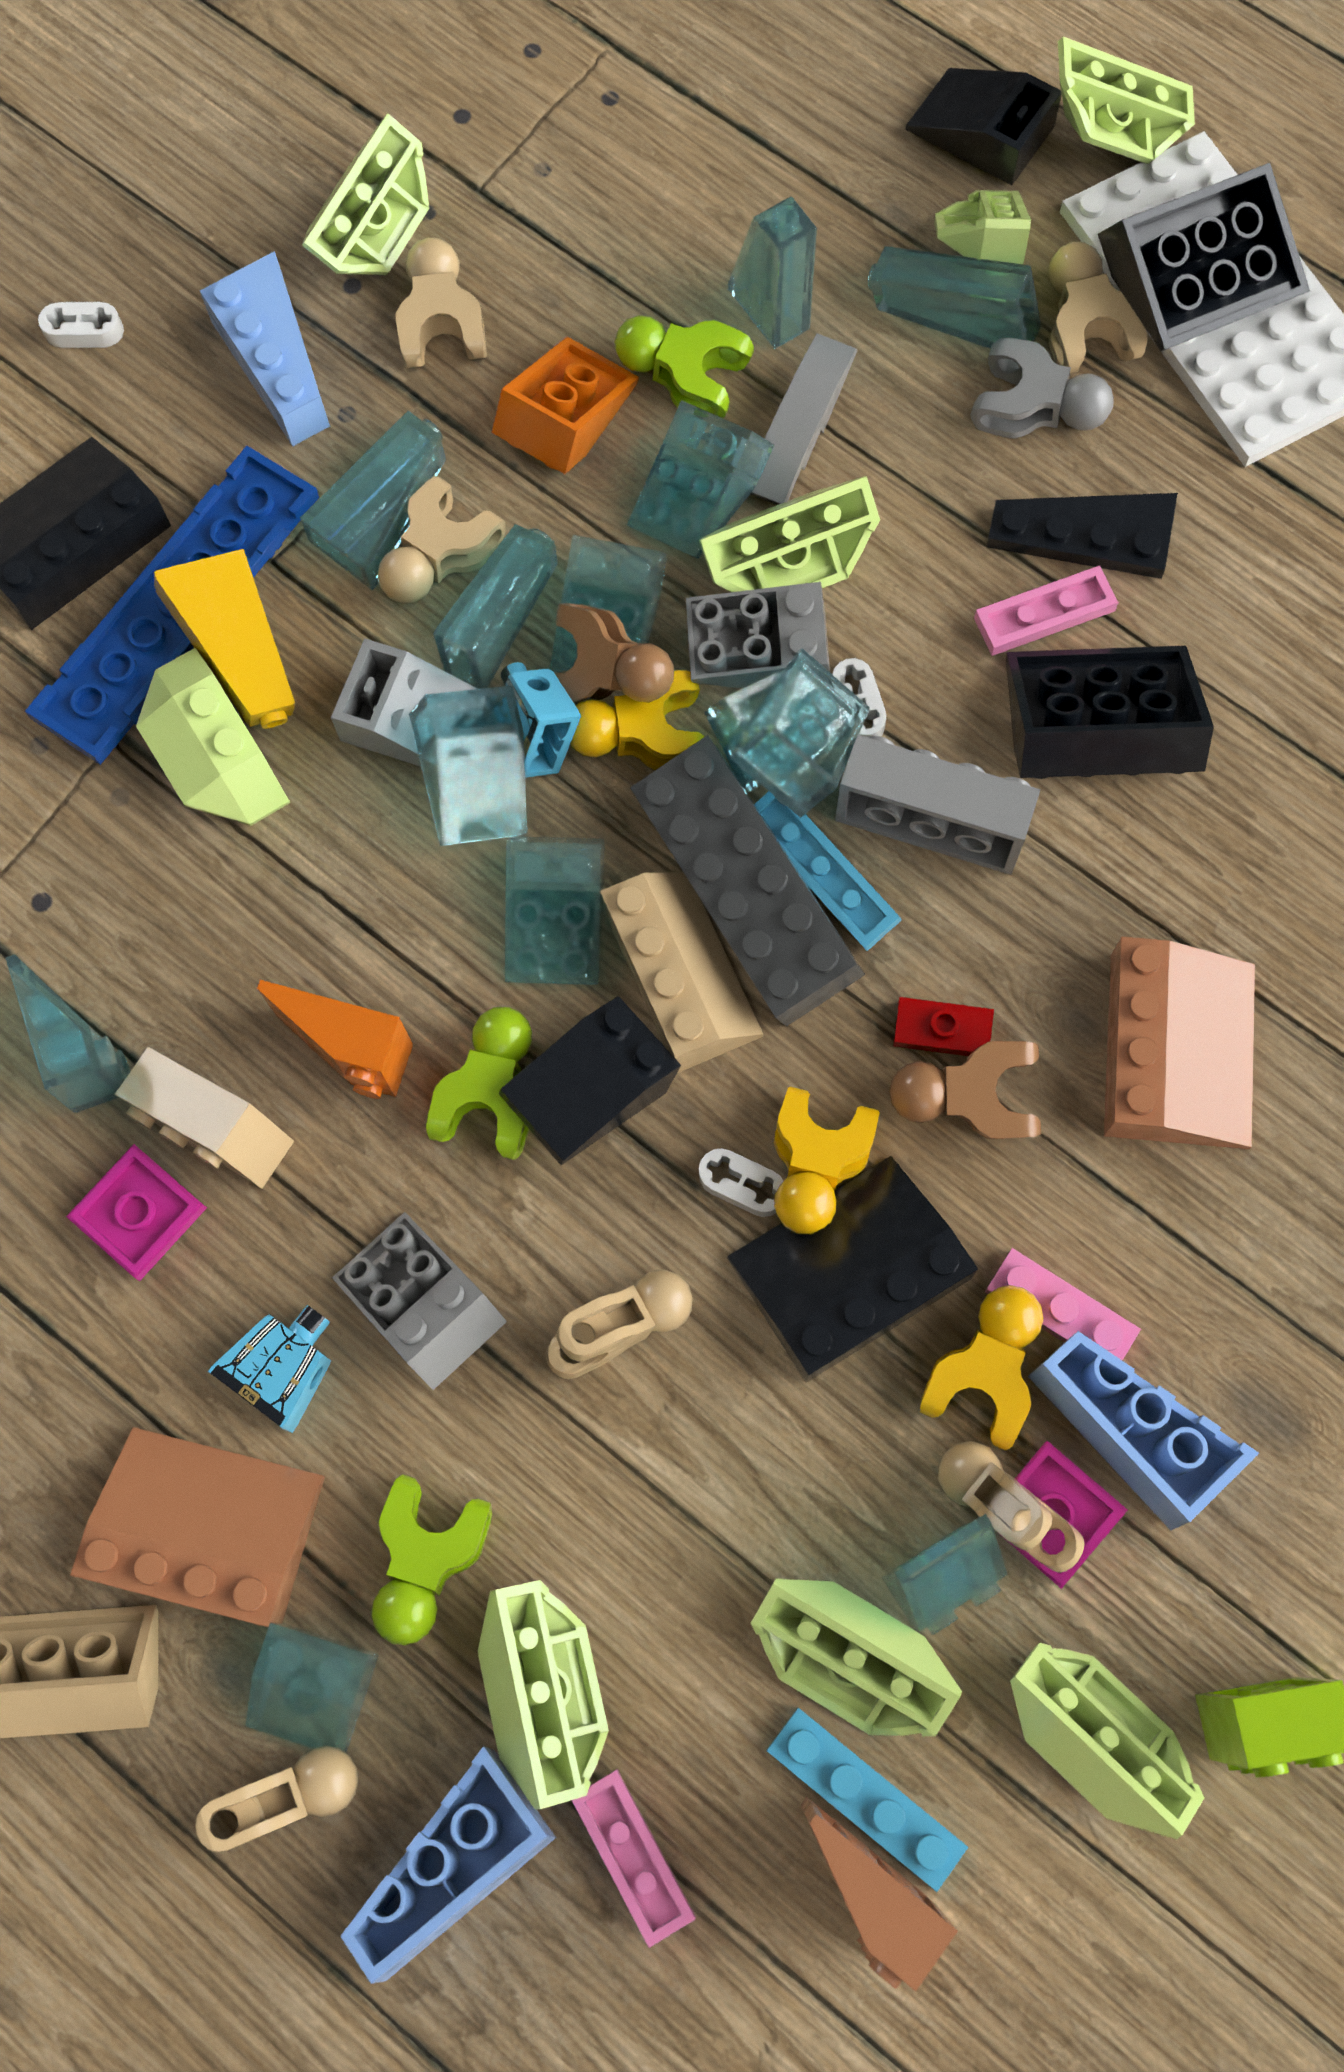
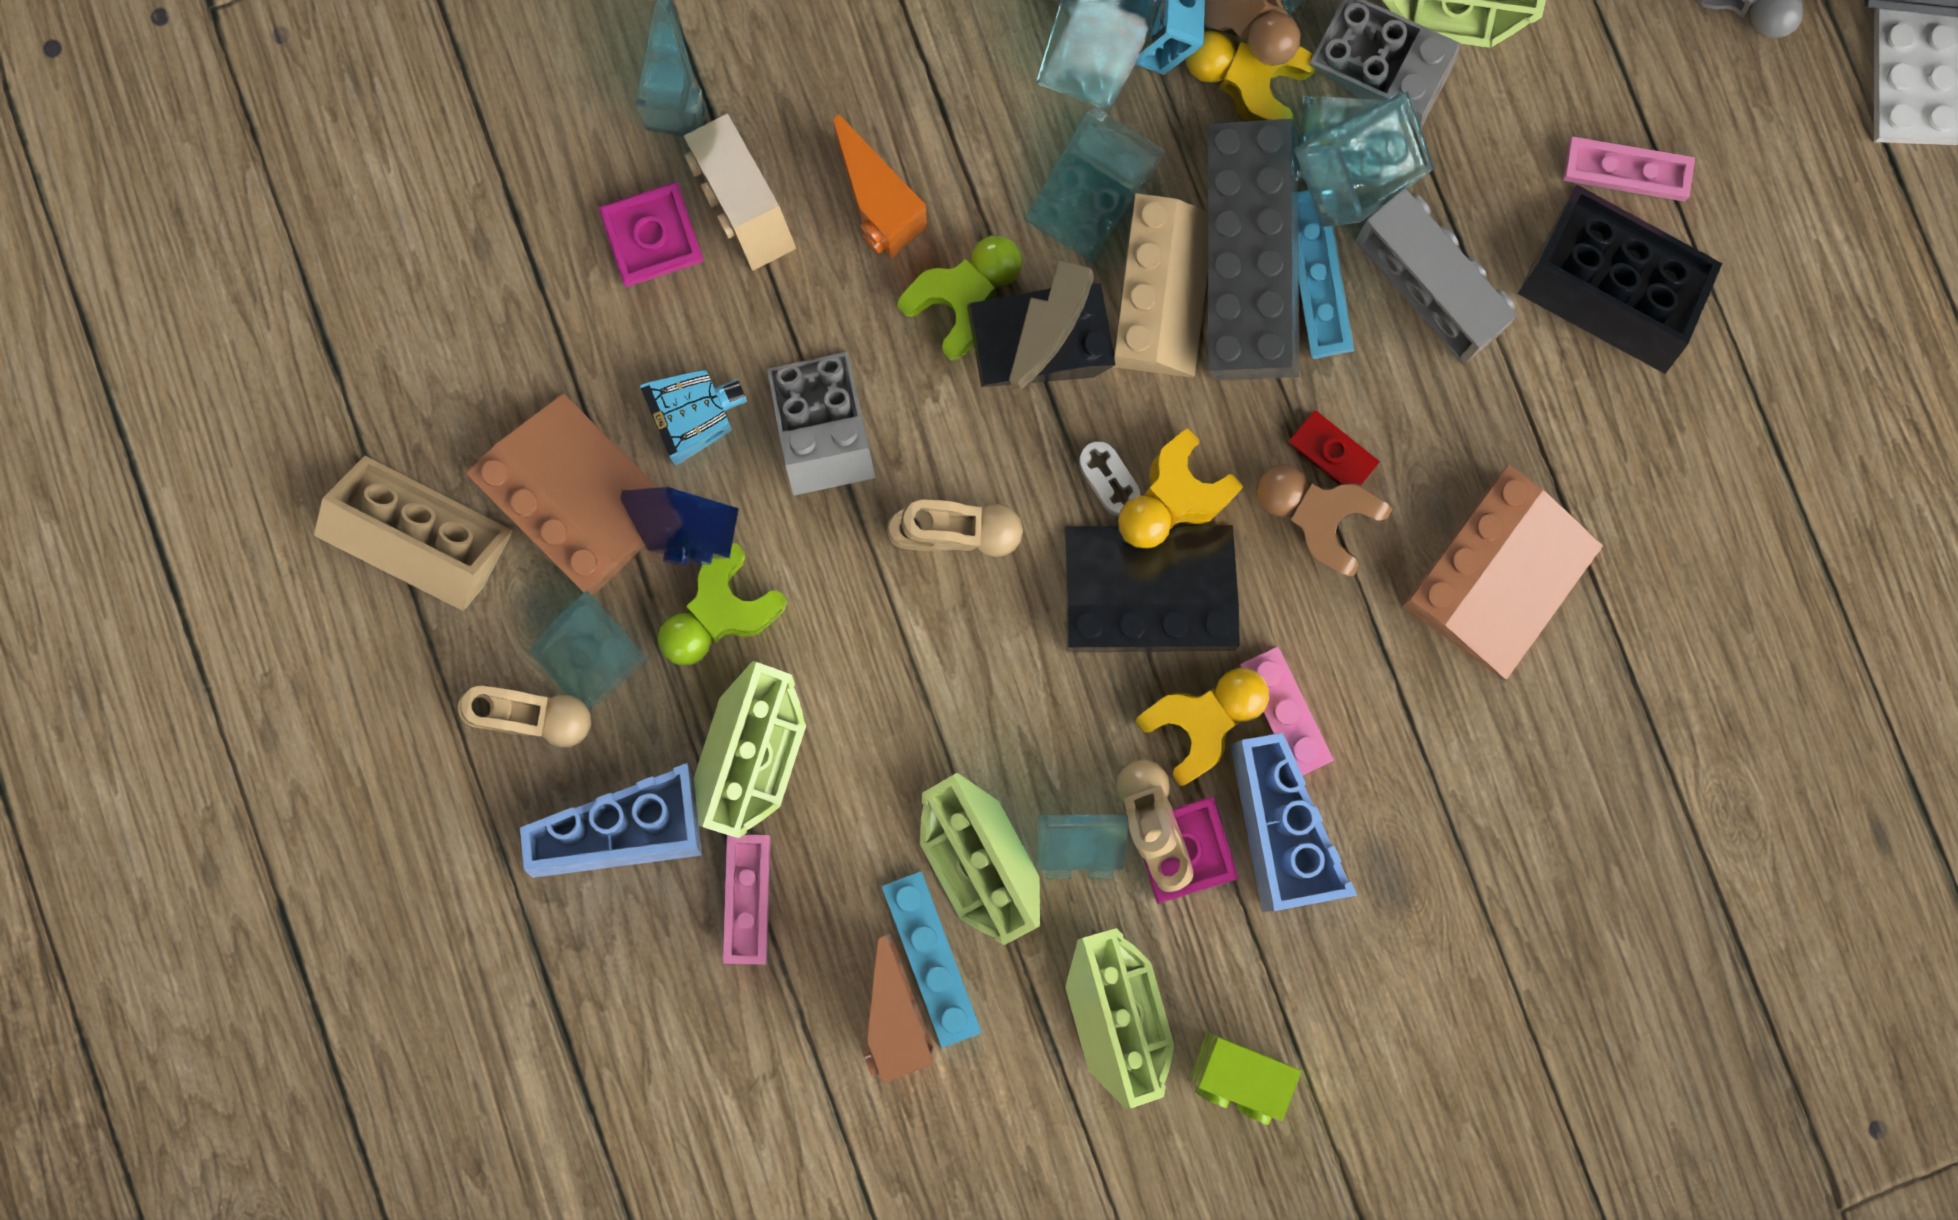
camera: 25 degrees right, 10 degrees up
(332, 1490) = (681, 524): none -> clear blue slope
(593, 1057) = (1050, 321): none -> dark tan slope
(867, 692) = (1442, 157): white beam -> none
(1106, 531) = (1715, 126): black wing -> none

